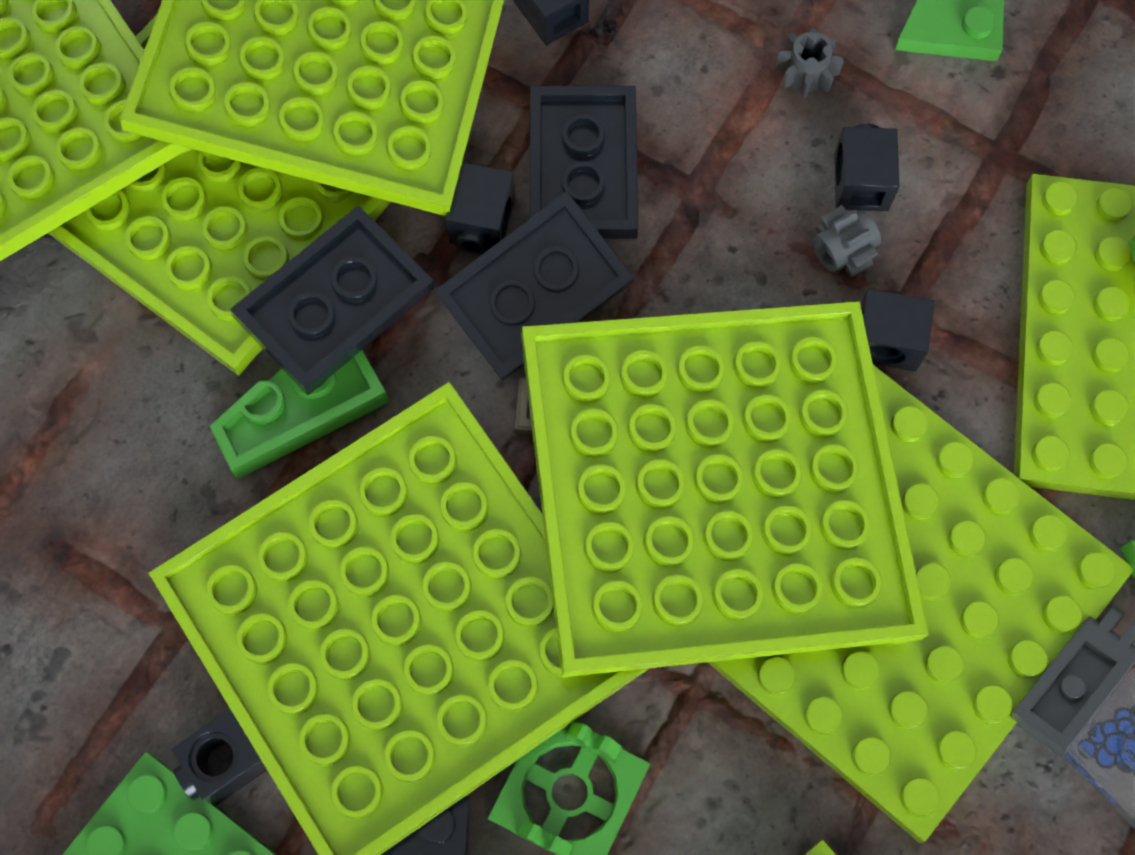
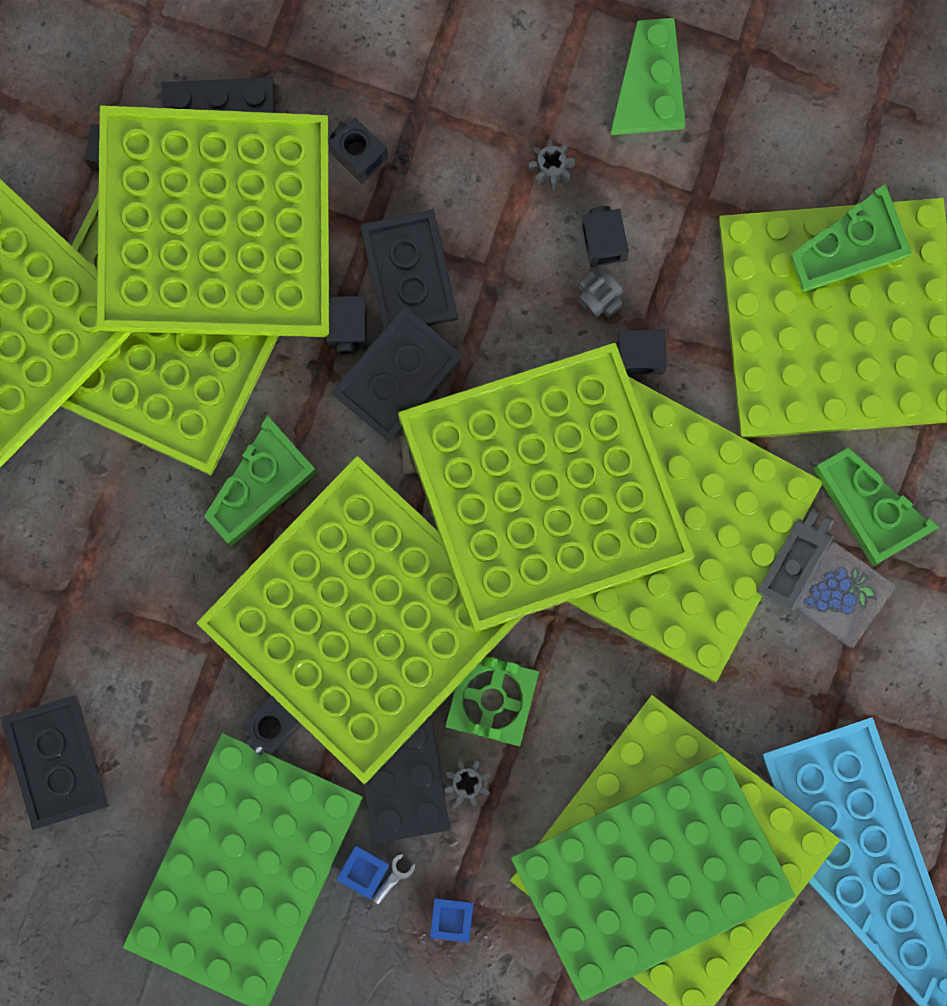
camera: 10 degrees left, 10 degrees up
(332, 299) = (265, 413): black plate -> none

